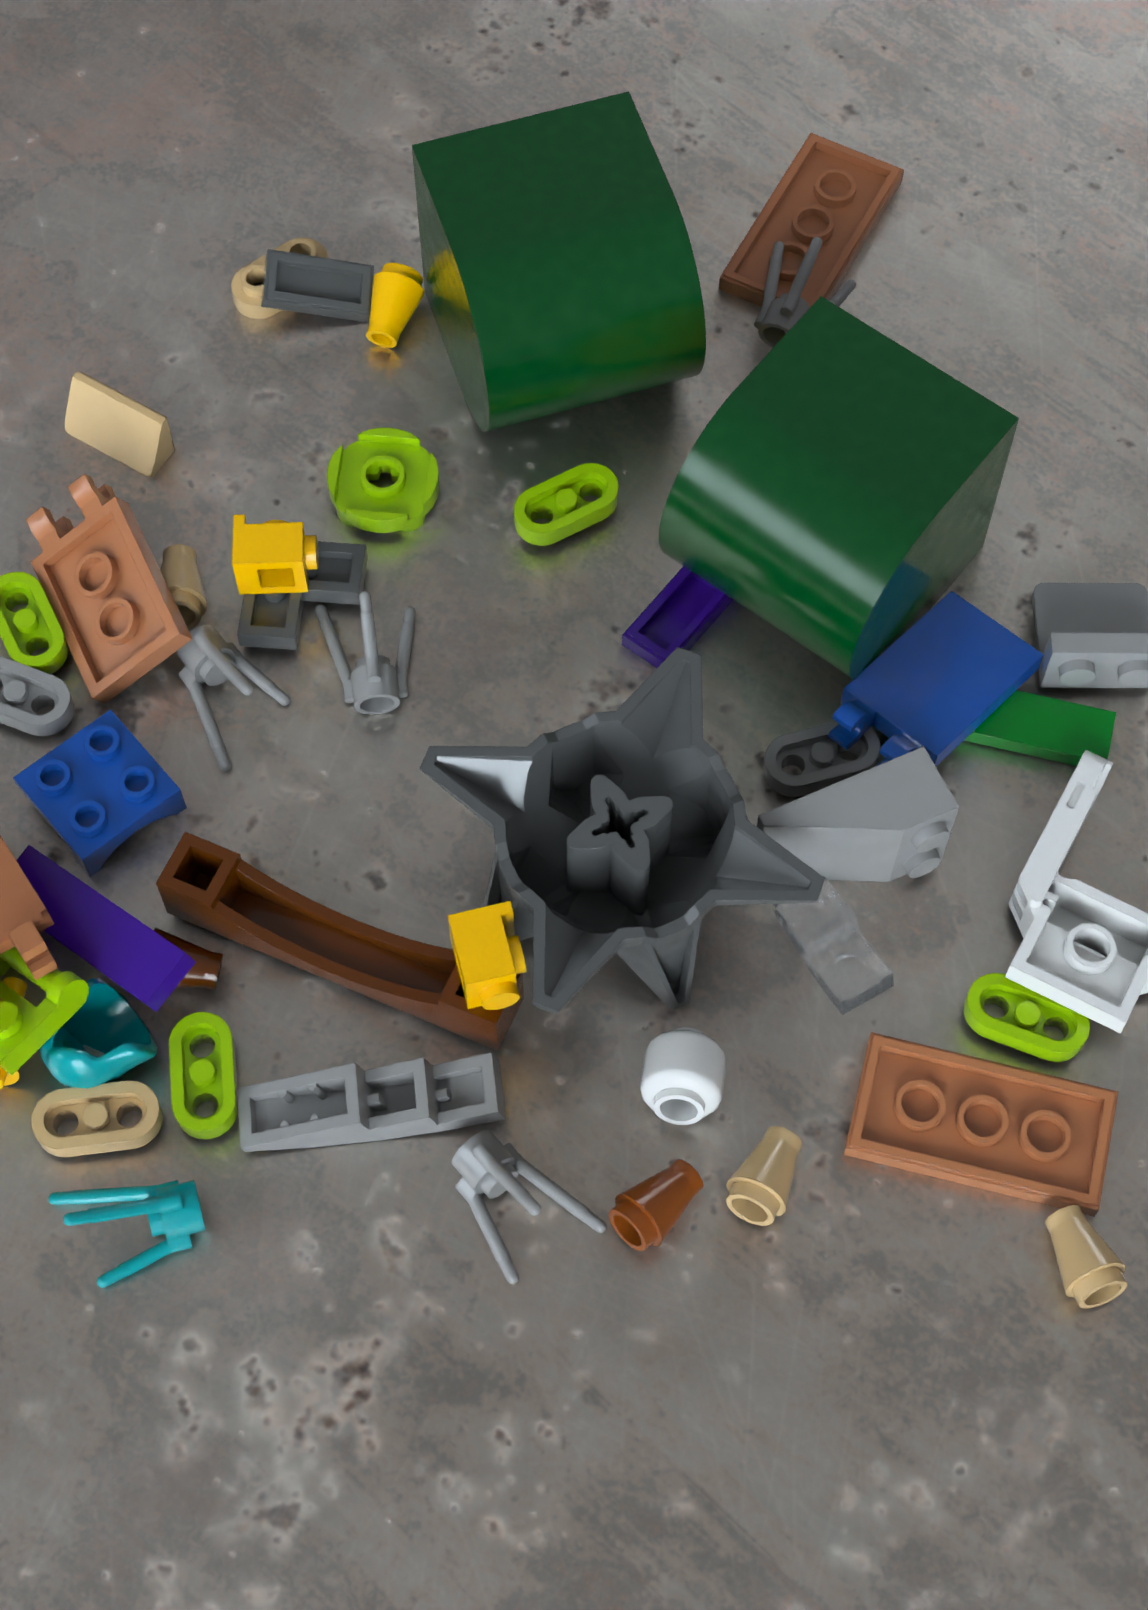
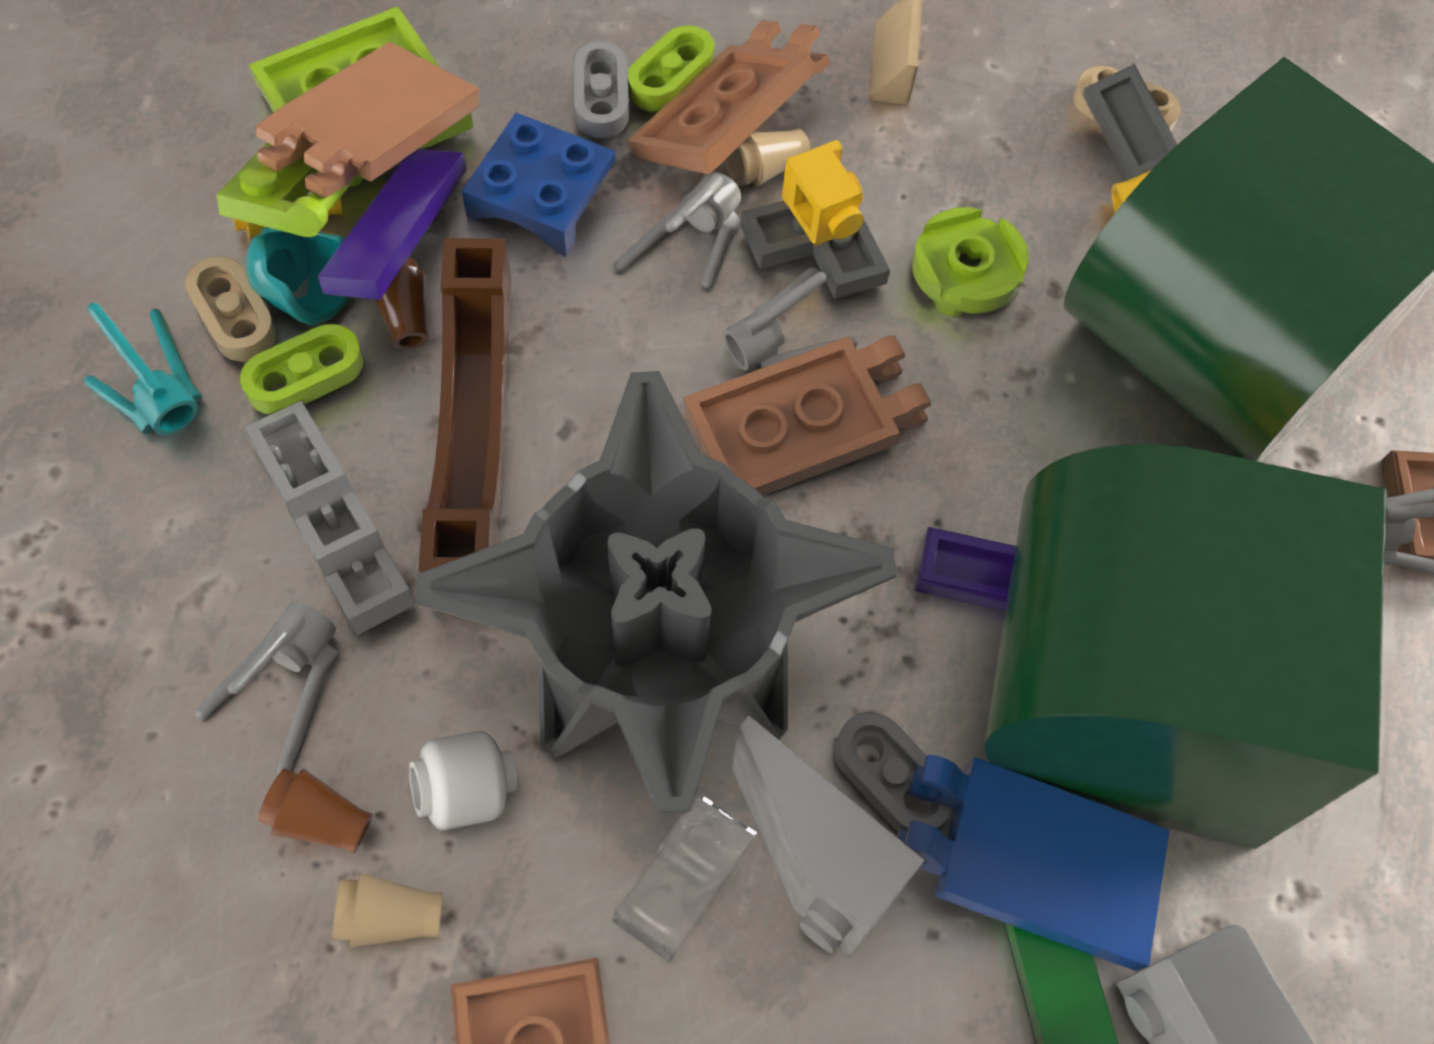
camera: 60 degrees right, 0 degrees up
(468, 672) = (806, 413): none -> nougat tile
(487, 955) = (468, 517): yellow brick -> none
(562, 504) = (1041, 416): lime plate -> none

